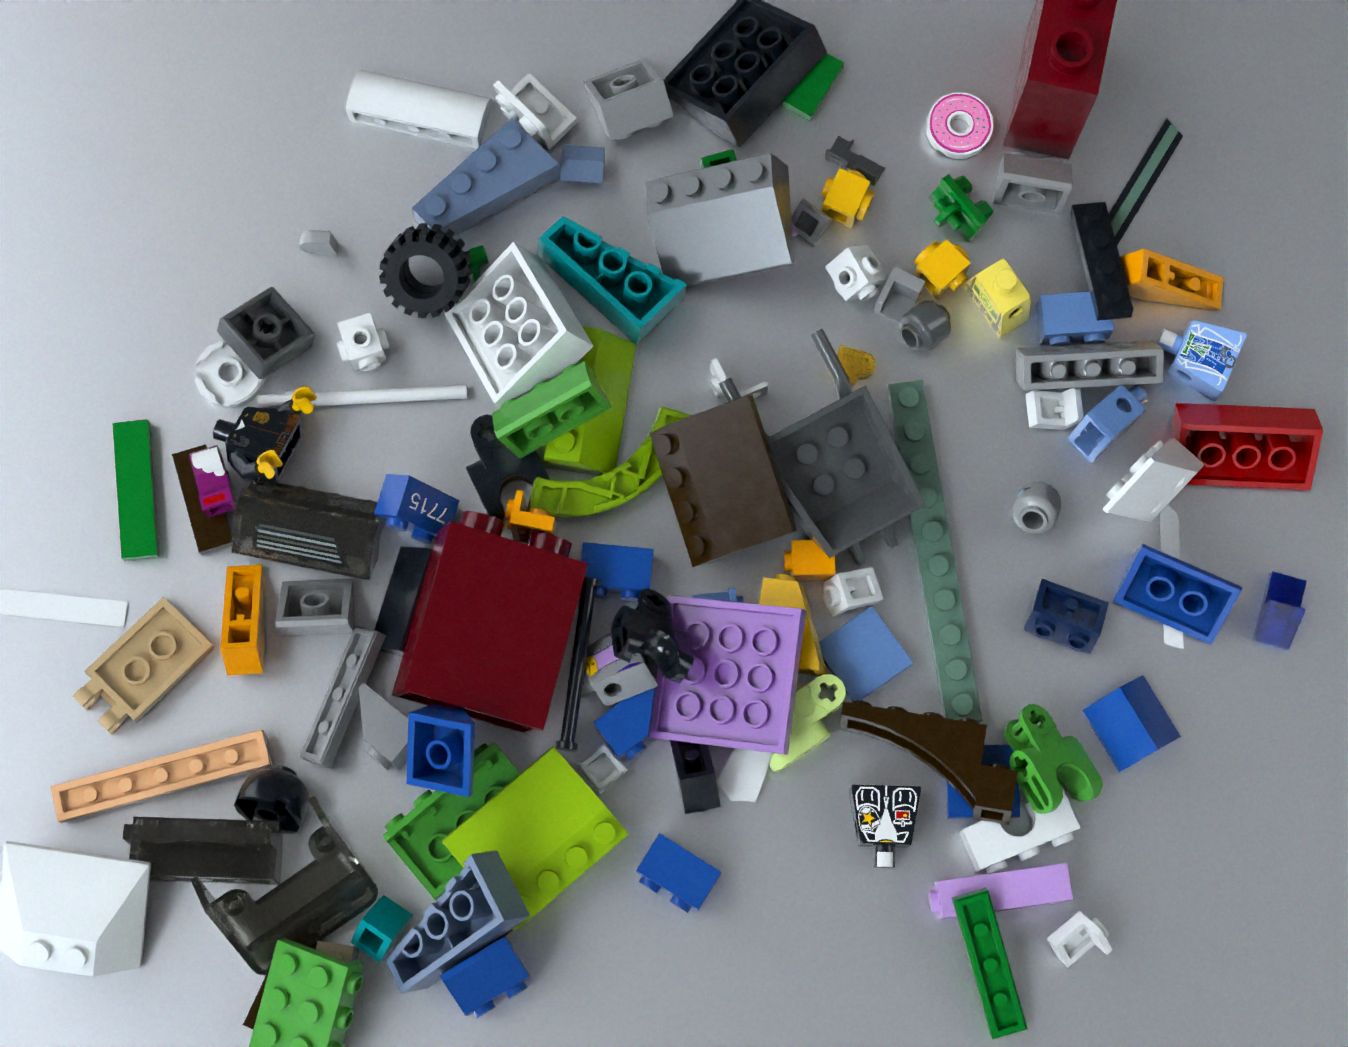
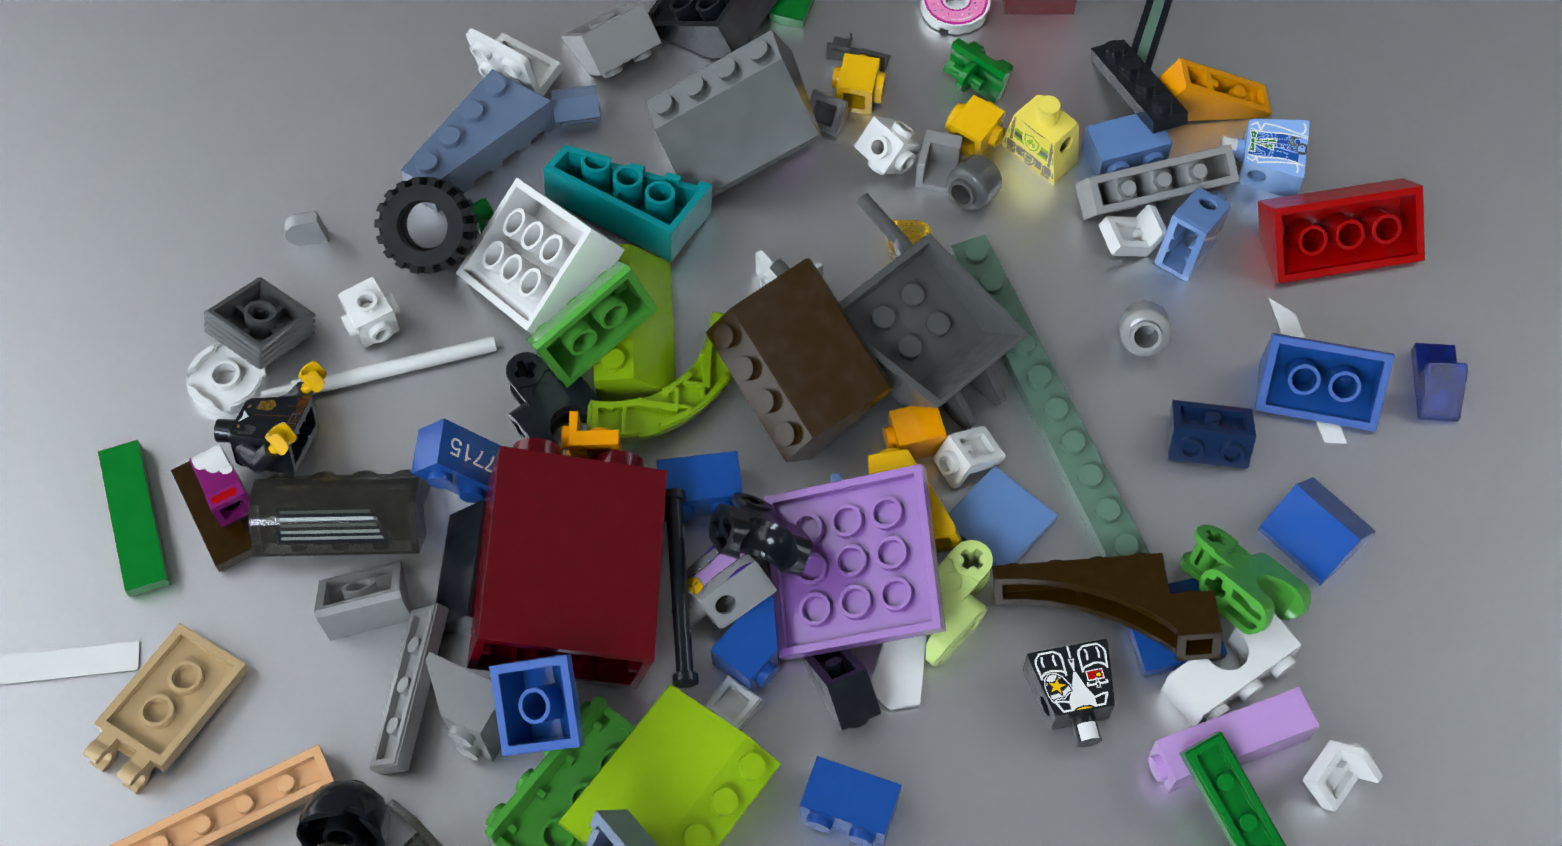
camera: 10 degrees left, 15 degrees down
(243, 621) = (279, 630): light orange slope -> none
(418, 109) = (390, 89): white brick -> none
(1033, 183) = (1046, 35): light grey slope -> none
(1153, 481) = (1264, 270): white slope -> none

